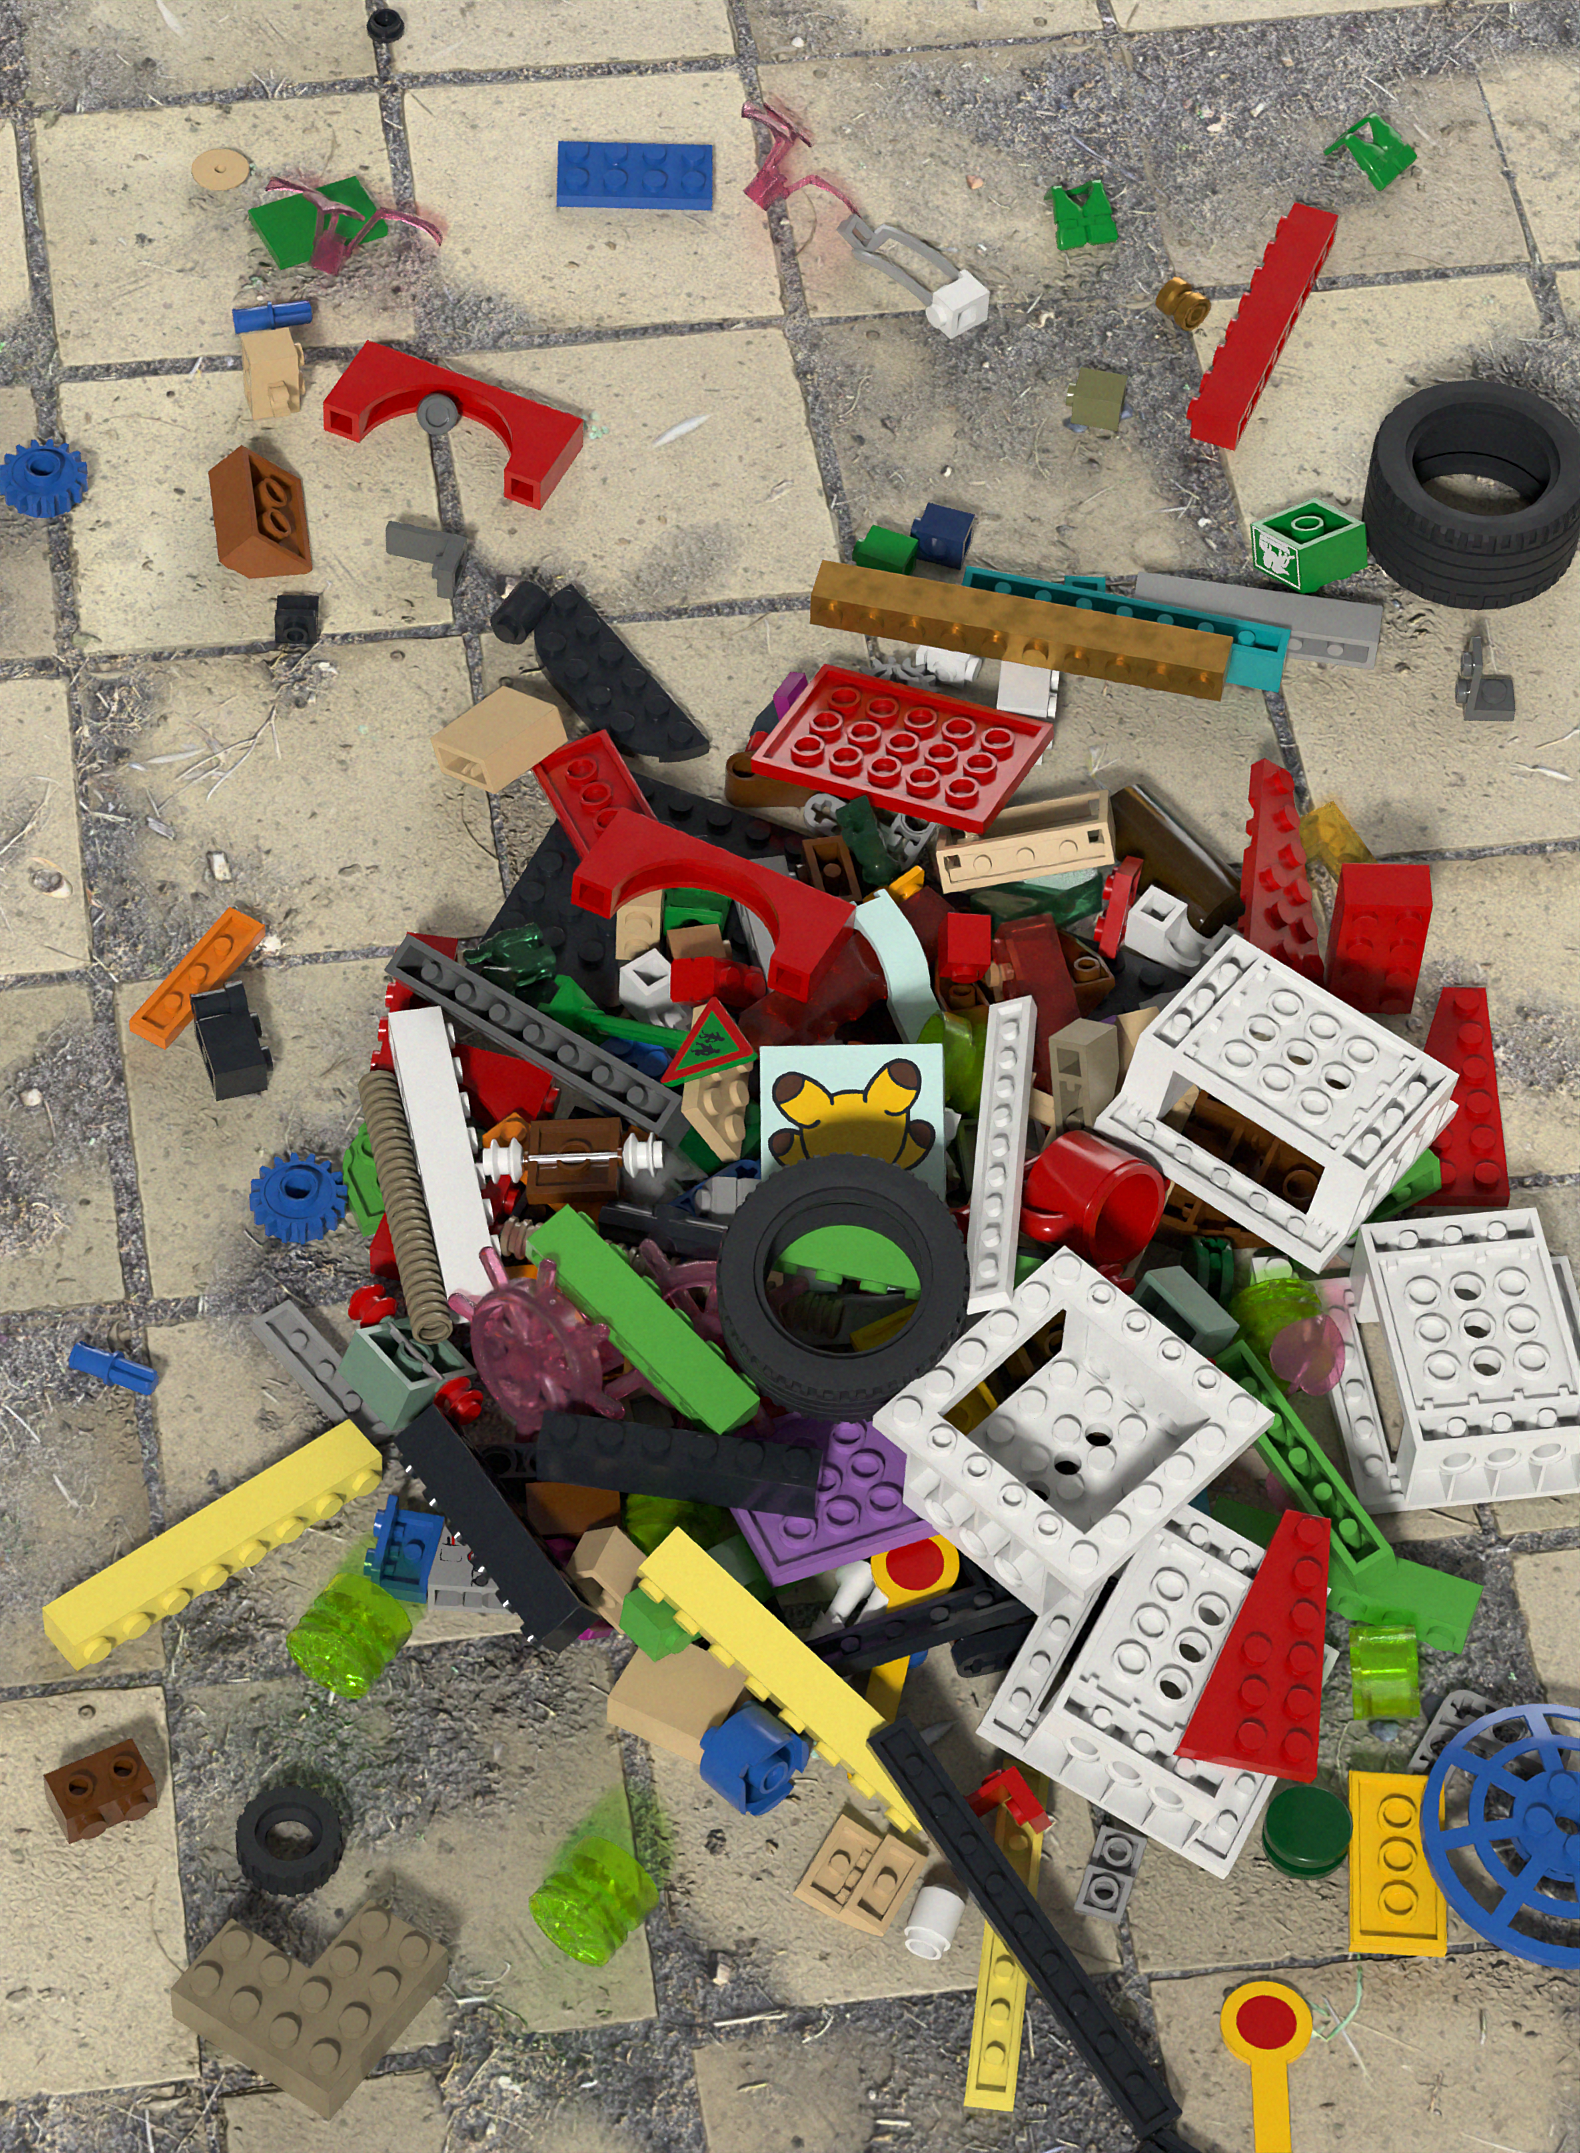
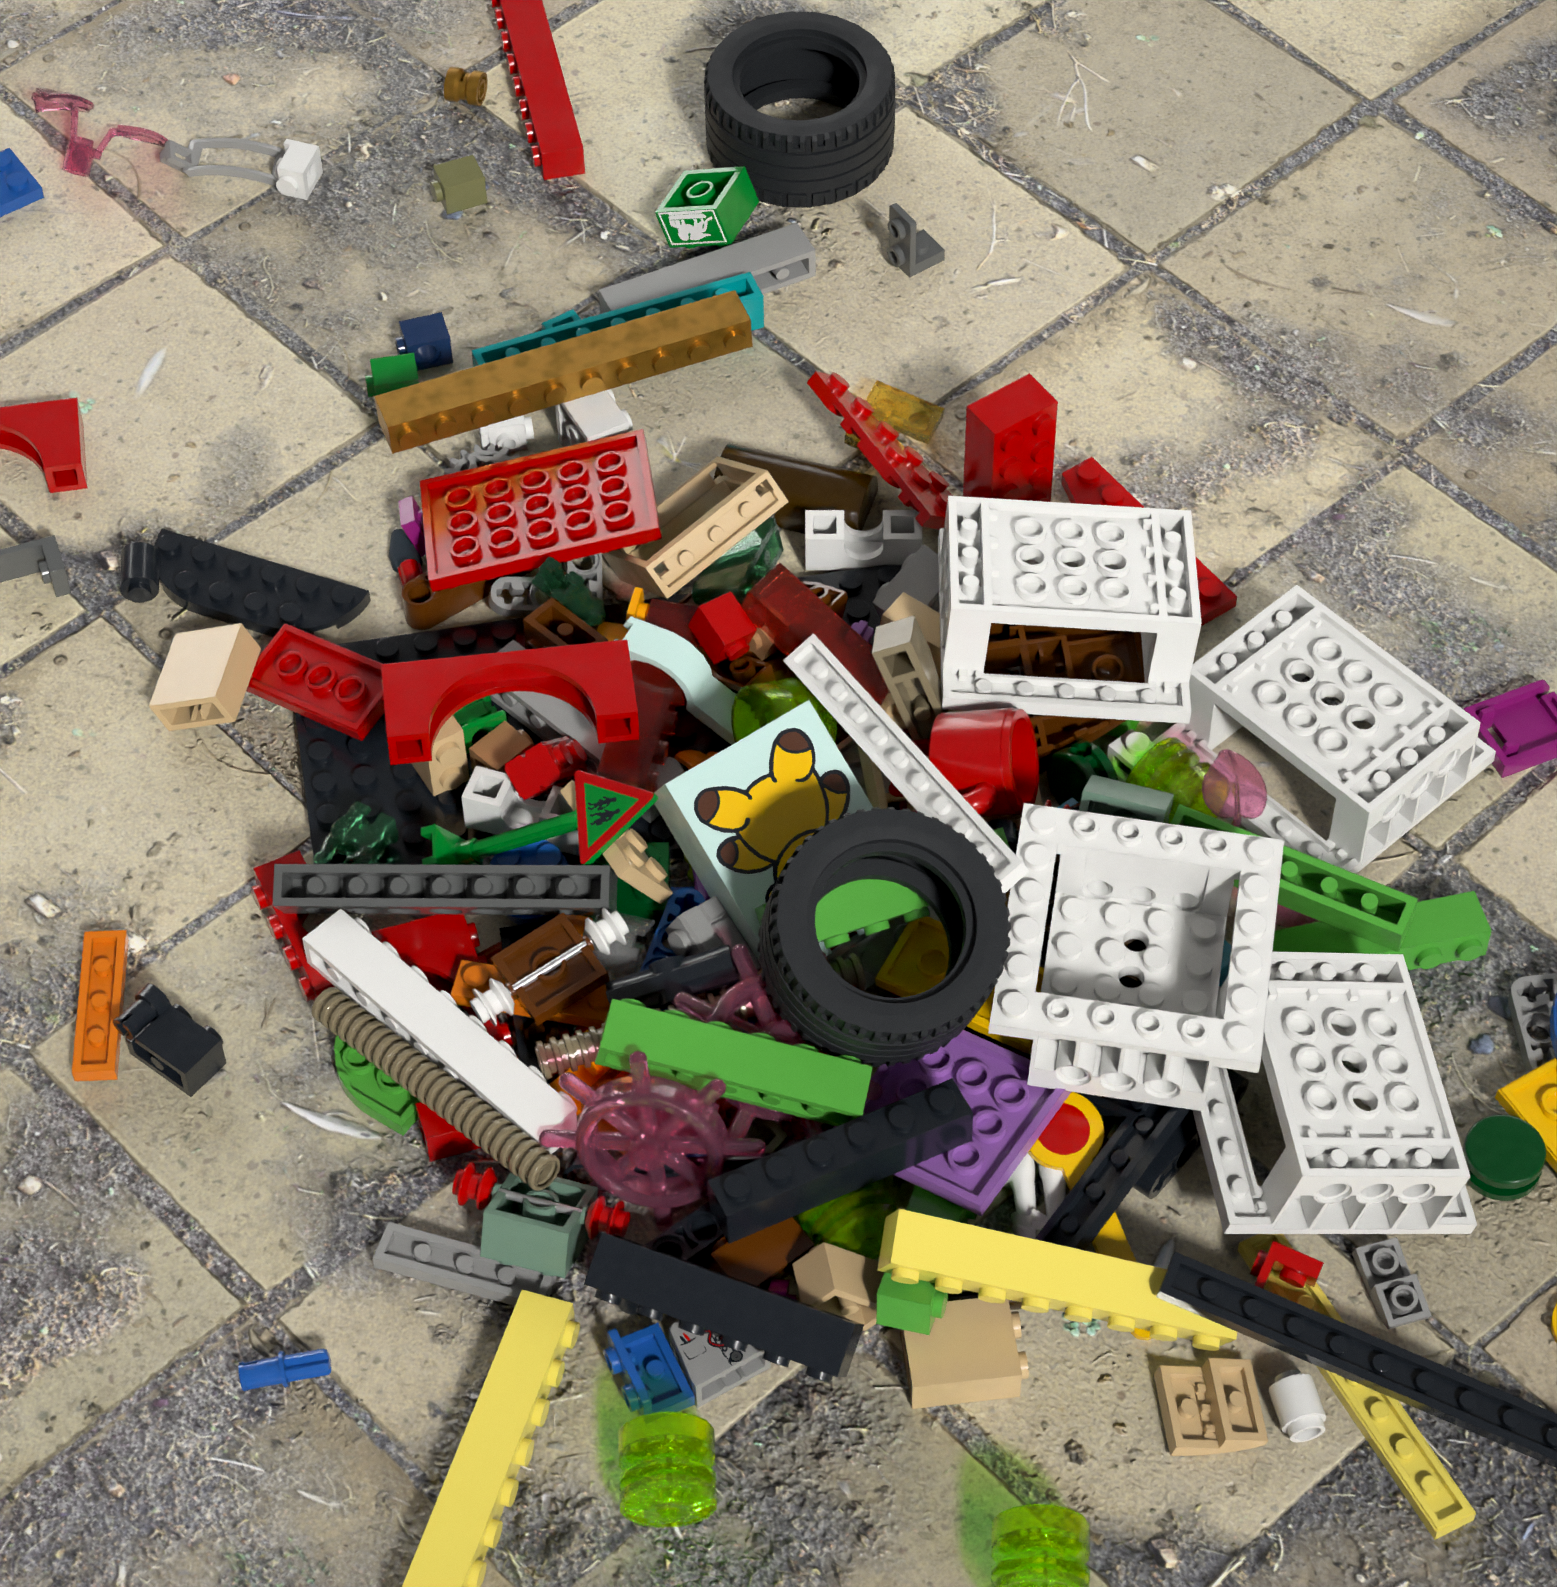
camera: 30 degrees left, 0 degrees up
(298, 1199) = (349, 1133): blue gear -> none
(752, 1759) = (1063, 1365): blue brick -> none
(1082, 224) = (342, 66): green piece -> none
(1121, 893) = (797, 541): red plate -> none
(1267, 1677) = (1418, 1047): red wing -> none
(1384, 1672) = (1462, 998): clear neon green brick -> none

